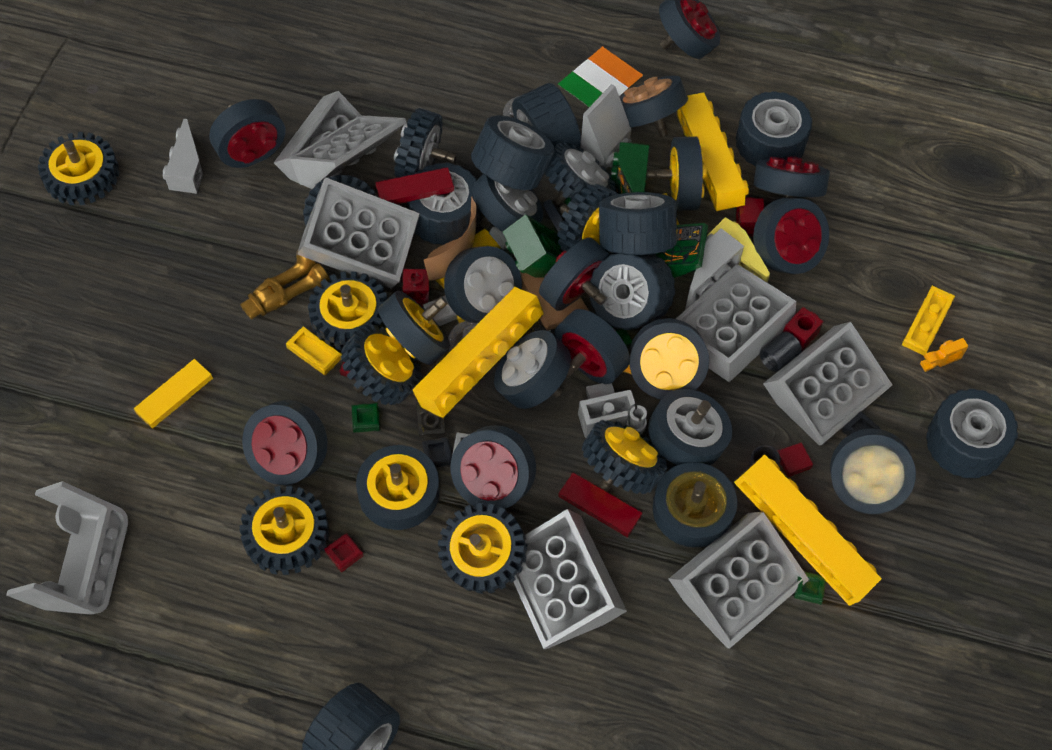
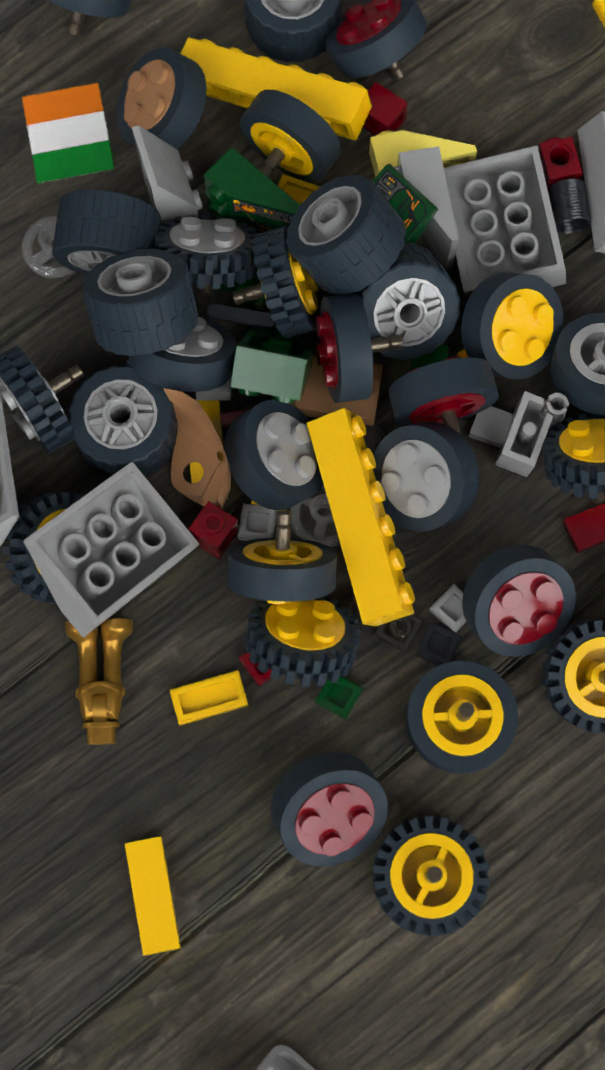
camera: 50 degrees left, 15 degrees up
(343, 552) = (492, 826): dark red tile -> none
(345, 307) = (191, 625): wheel -> none
(415, 186) = (94, 442): dark red tile -> none
(791, 235) = (448, 88): wheel -> none

